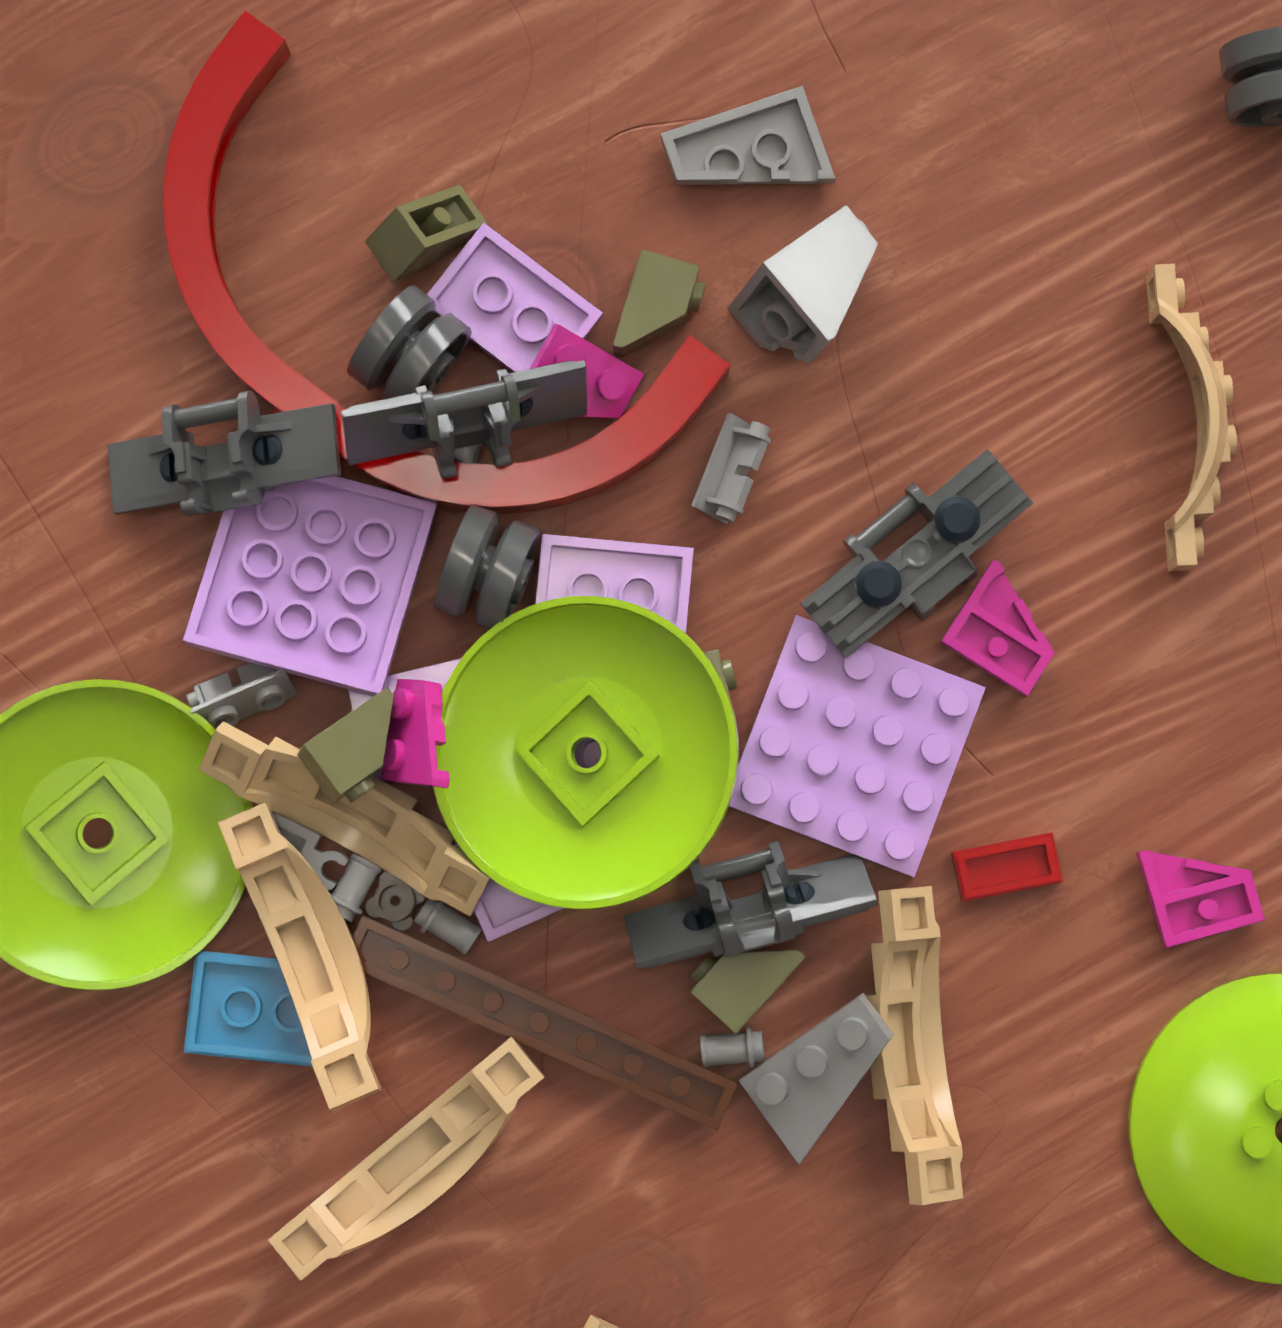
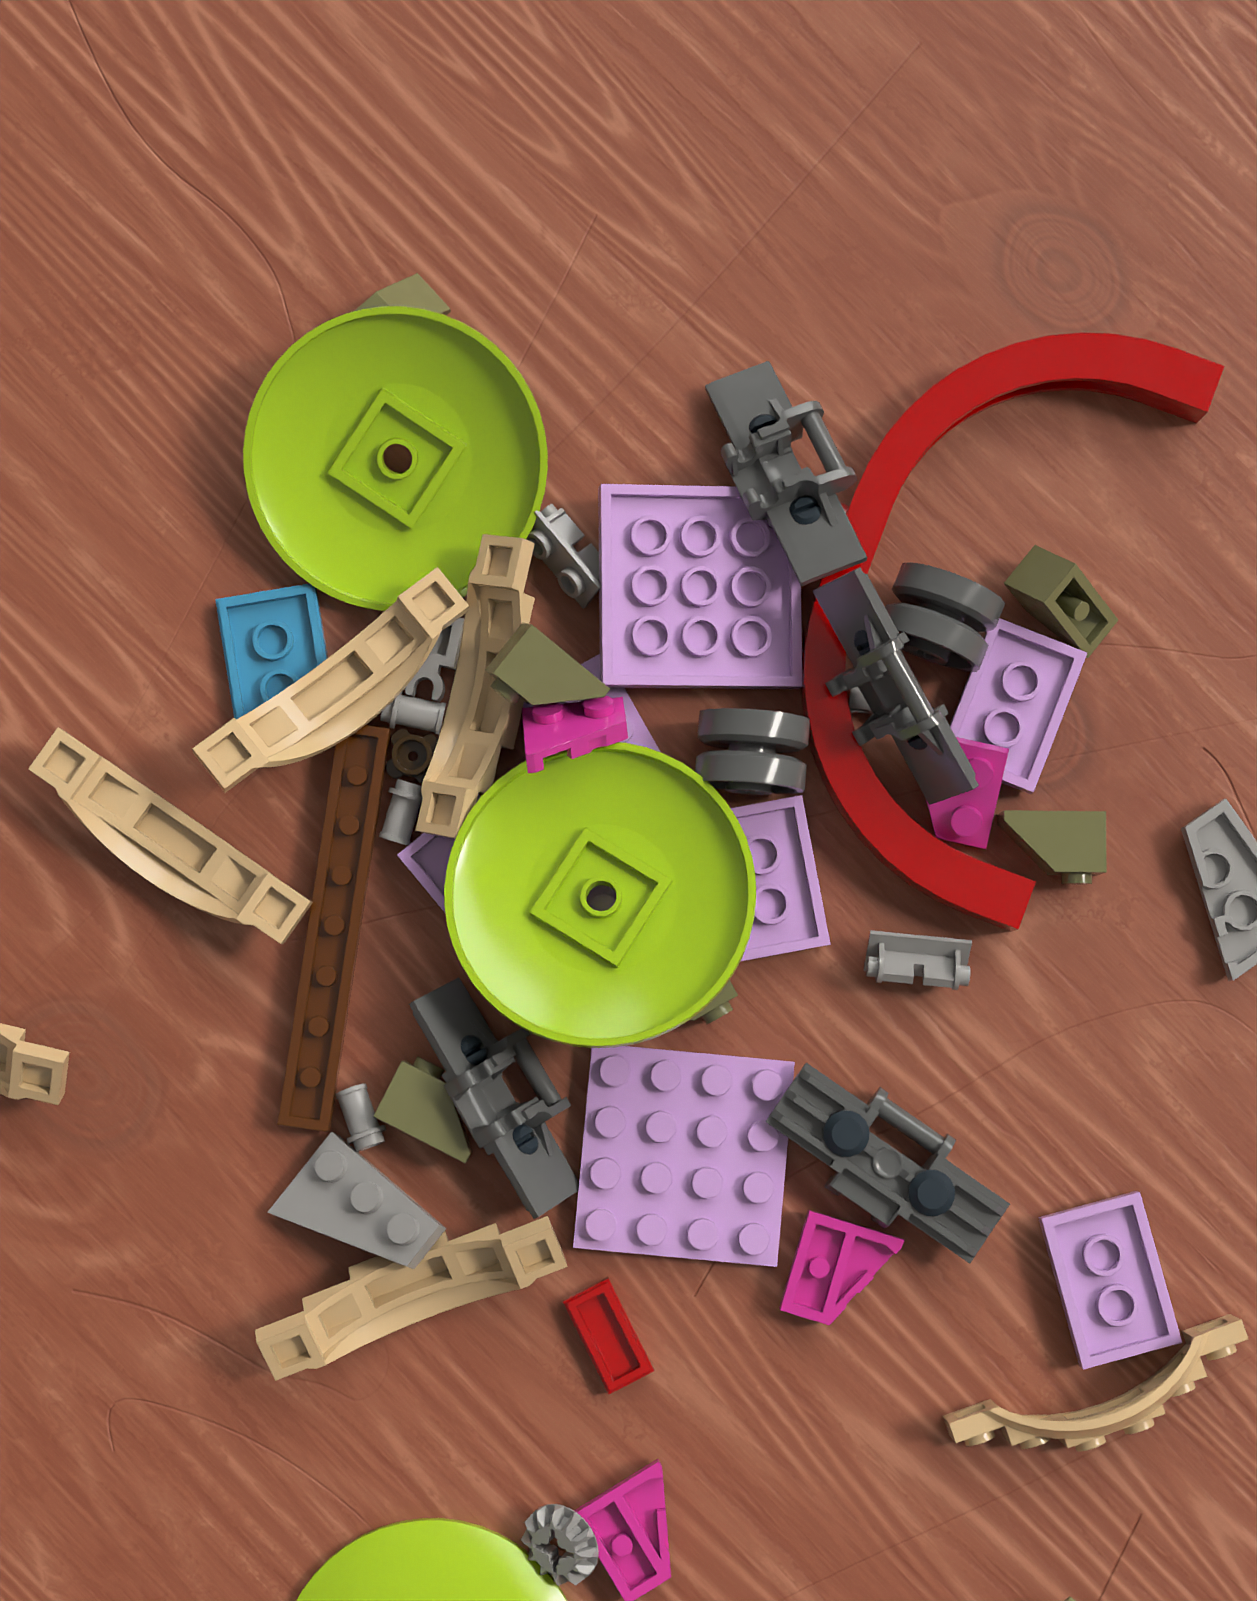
camera: 70 degrees right, 0 degrees up
(806, 287) = (1117, 983): slope -> none
(1084, 377) = (1110, 1280): none -> lavender plate
(1184, 953) = (571, 1534): none -> light grey gear

